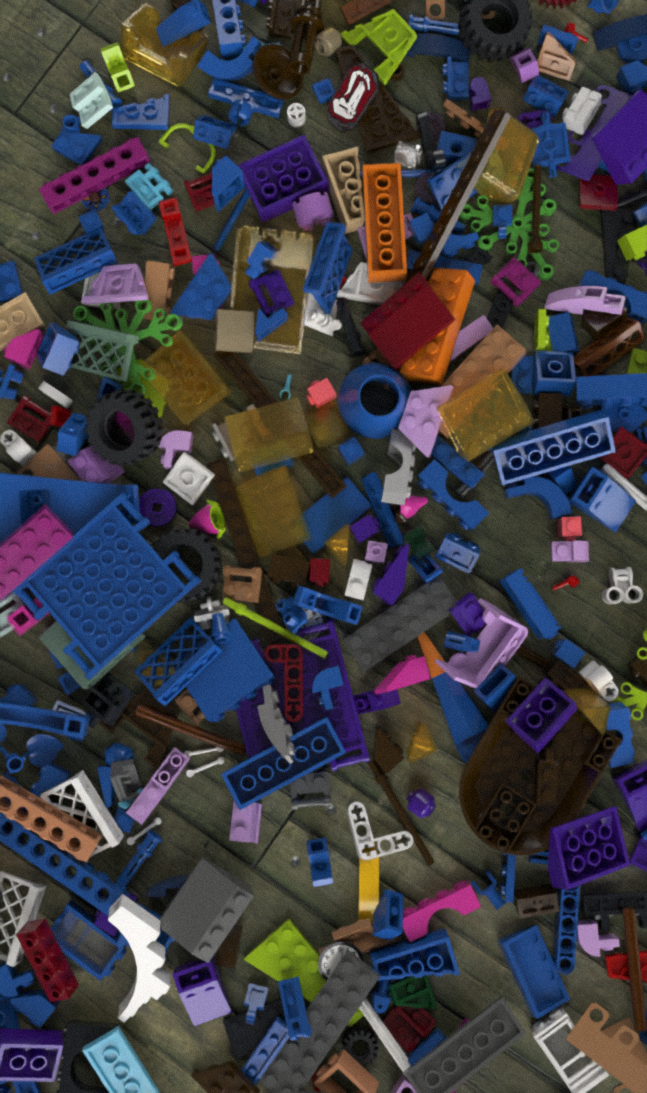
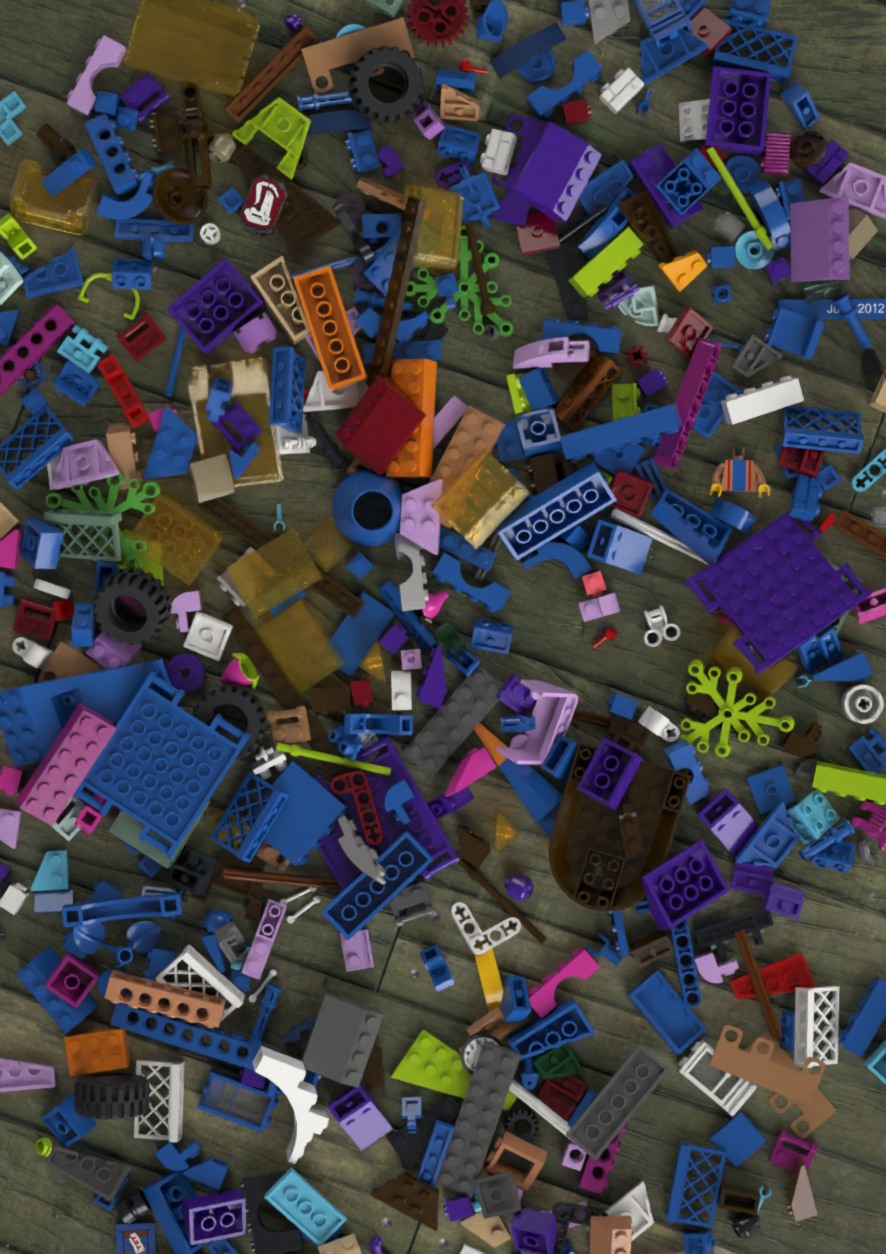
camera: 25 degrees left, 5 degrees up
(47, 960) = (207, 1126): dark red brick -> none
(220, 631) = (281, 776): blue cone -> none
(226, 182) = (160, 331): blue slope -> none
(294, 1008) = (449, 1106): blue plate -> none
(320, 393) = (314, 515): coral brick -> none
(407, 154) = (334, 247): clear brick -> none
(500, 309) = (470, 381): black hinge -> none
(520, 277) = (480, 345): magenta plate -> none
(530, 605) = (573, 670): blue door -> none
(591, 706) = (654, 752): clear yellow slope -> none

